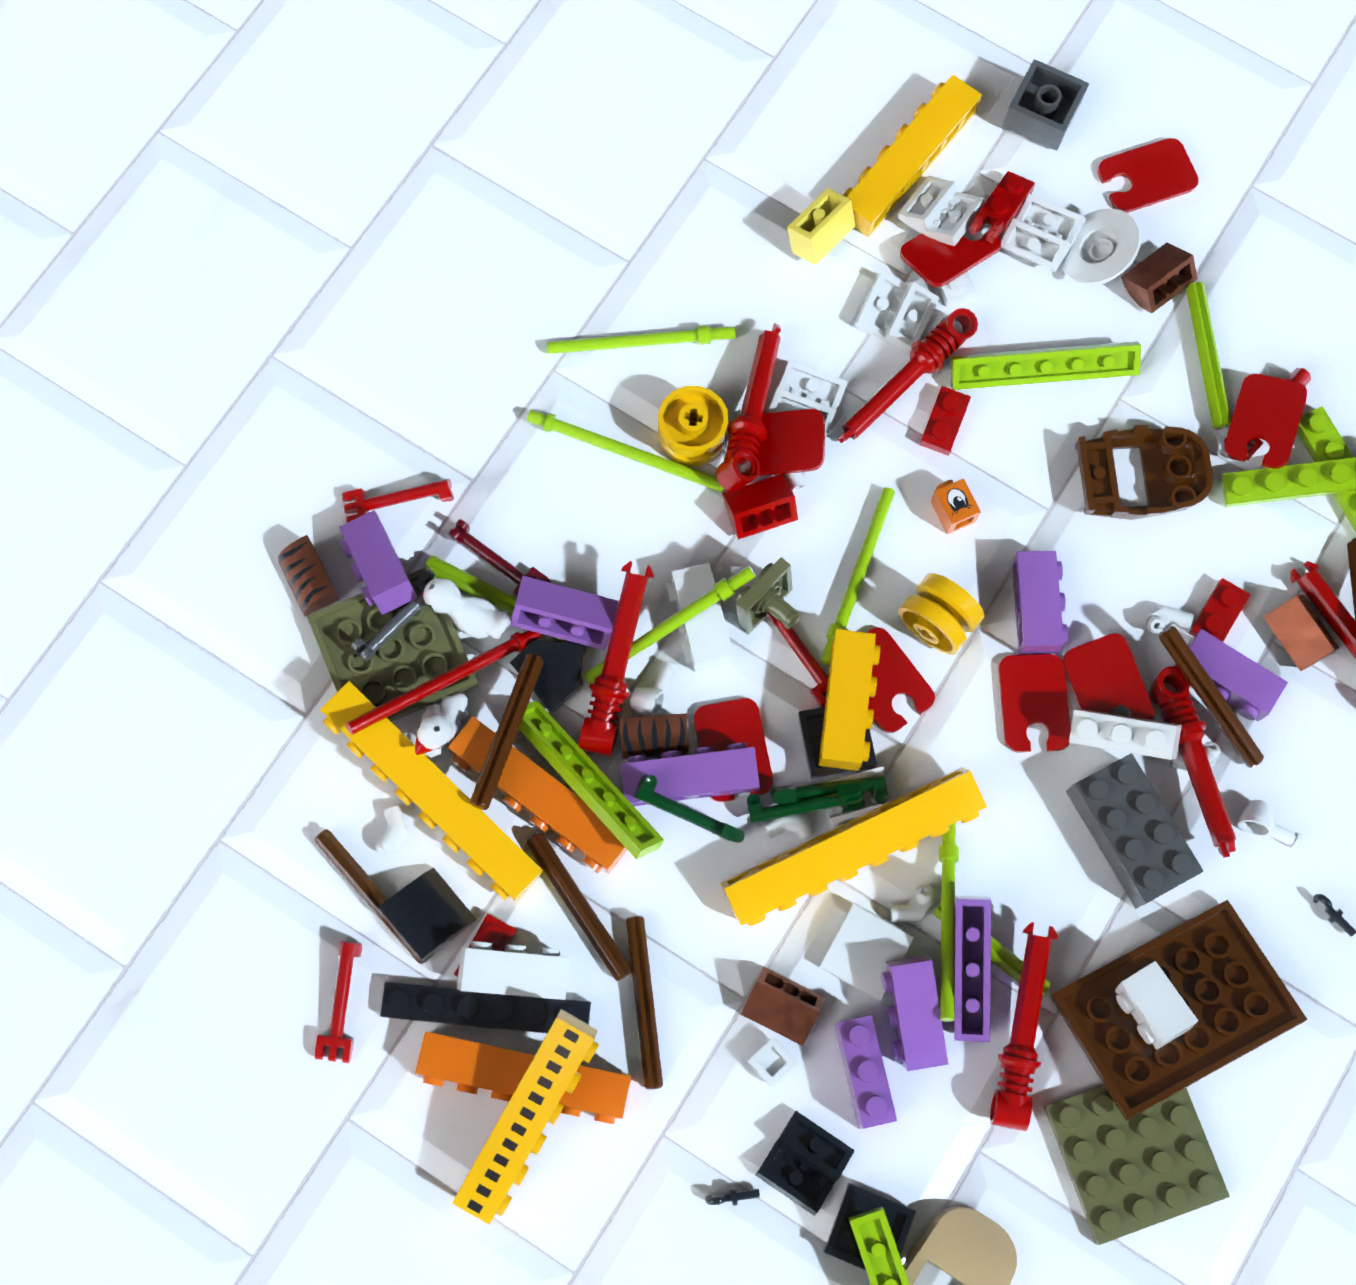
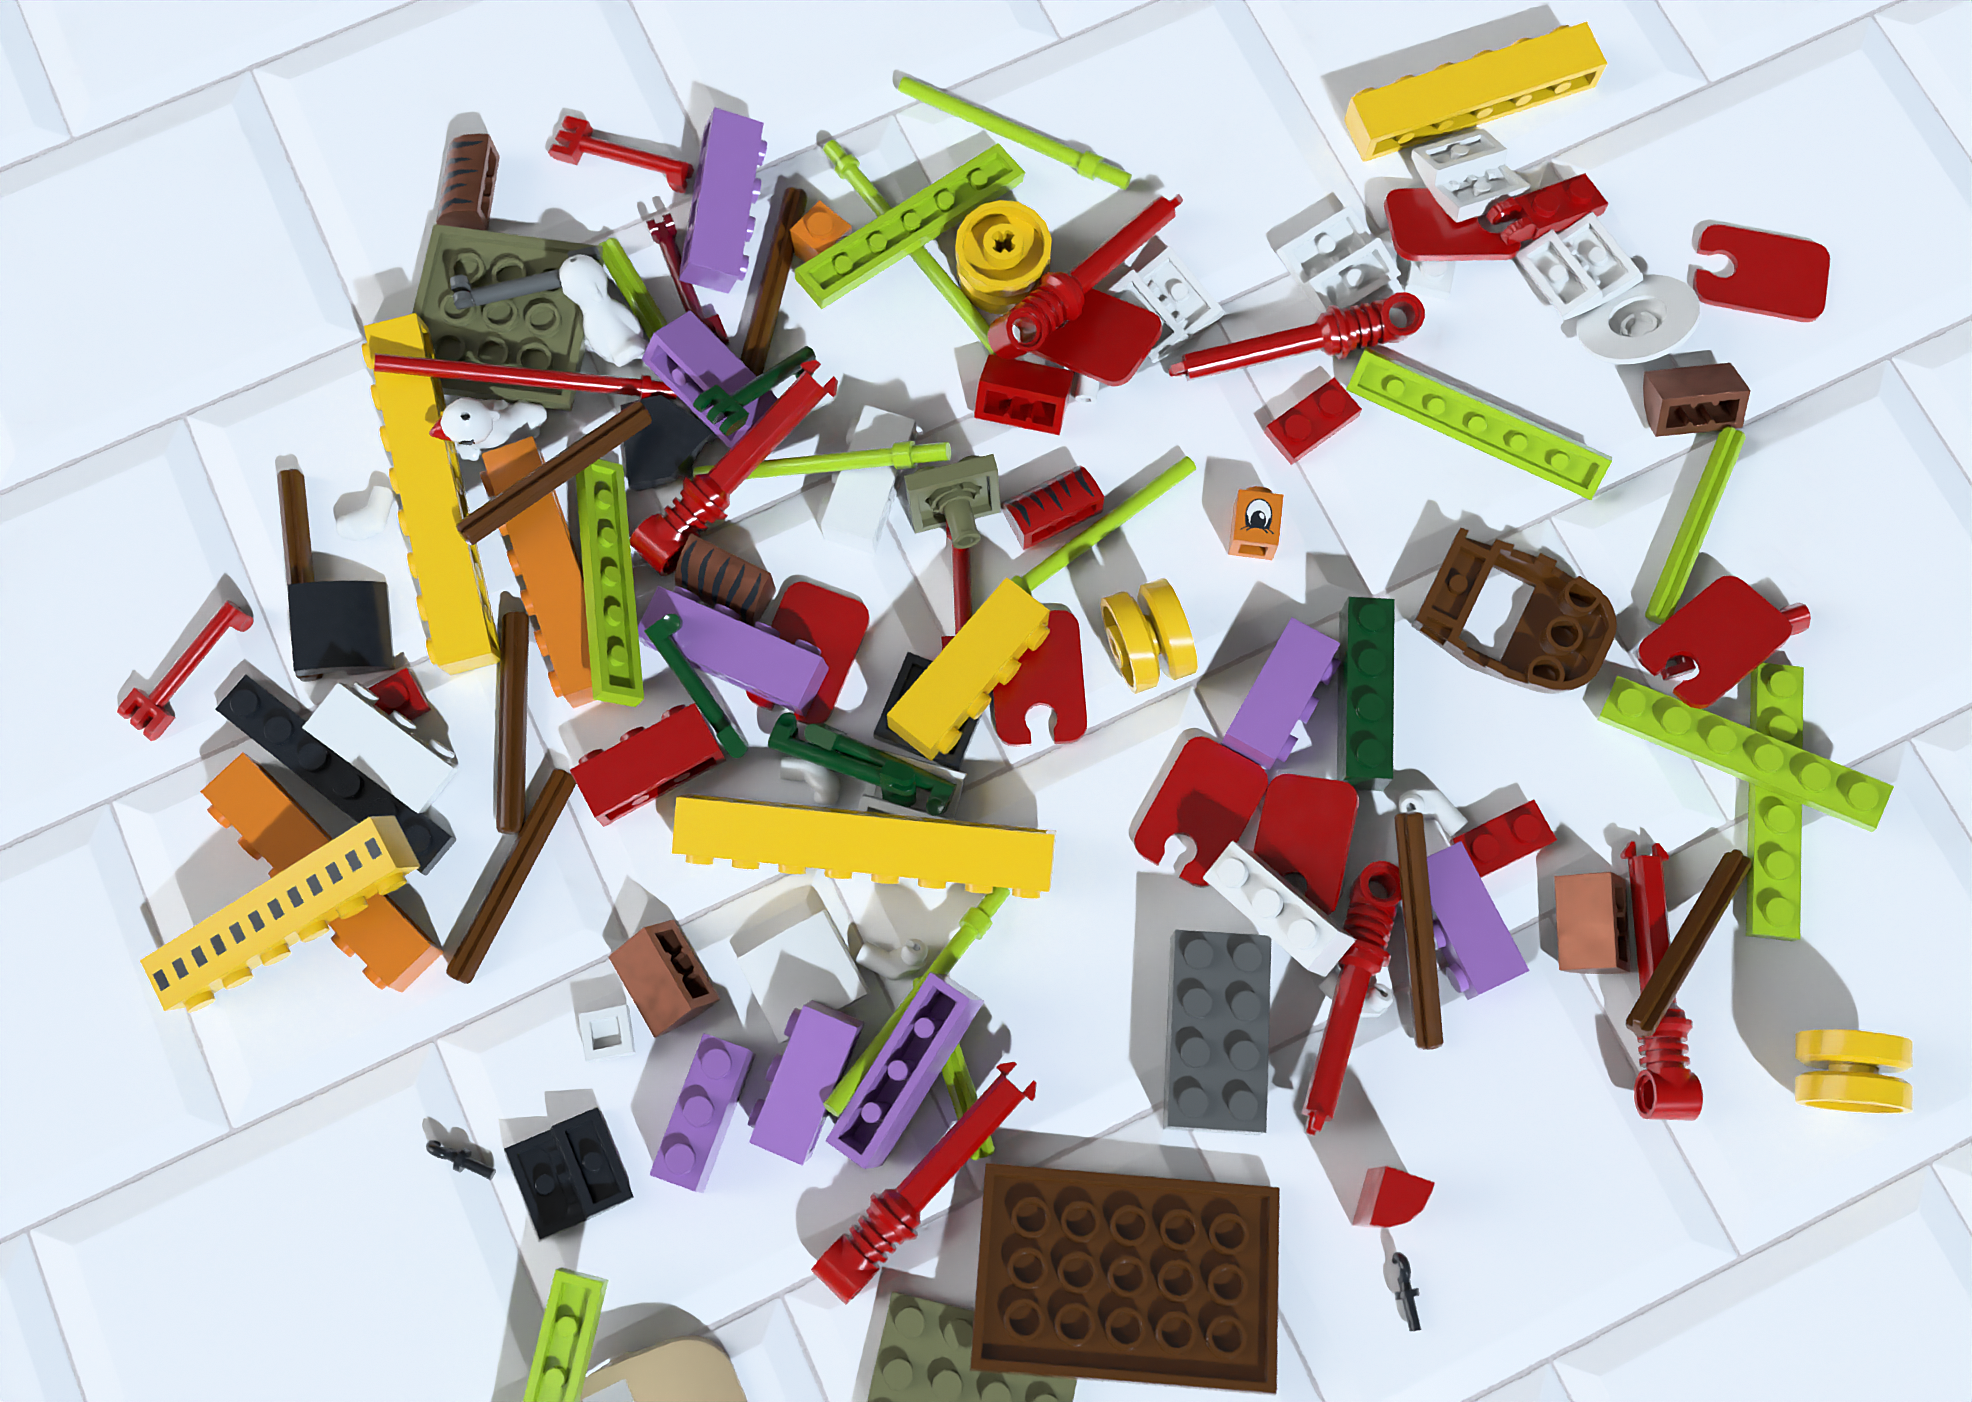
camera: 35 degrees right, 0 degrees up
(376, 563) = (544, 208): medium lavender brick -> none
(488, 491) = (722, 201): none -> medium lavender brick
(552, 522) = (773, 281): none -> reddish brown axle
(569, 480) = (818, 231): none -> orange brick
(594, 622) = (731, 405): none -> dark green hinge
(621, 440) = (908, 226): none -> lime plate
(650, 700) = (751, 540): white bar -> none
(683, 879) = (647, 763): none -> red brick
(821, 226) = (1308, 113): light yellow brick -> none
(824, 566) = (1053, 506): none -> red brick
(855, 1201) = (624, 1301): black plate -> none
(1045, 104) = (1681, 117): dark grey brick -> none
(1088, 572) = (1366, 693): none -> dark green brick
(1155, 1006) = (1093, 1254): white brick -> none
(1259, 821) = (1384, 1118): white bar -> none
(1296, 866) = (1391, 1198): none -> red brick

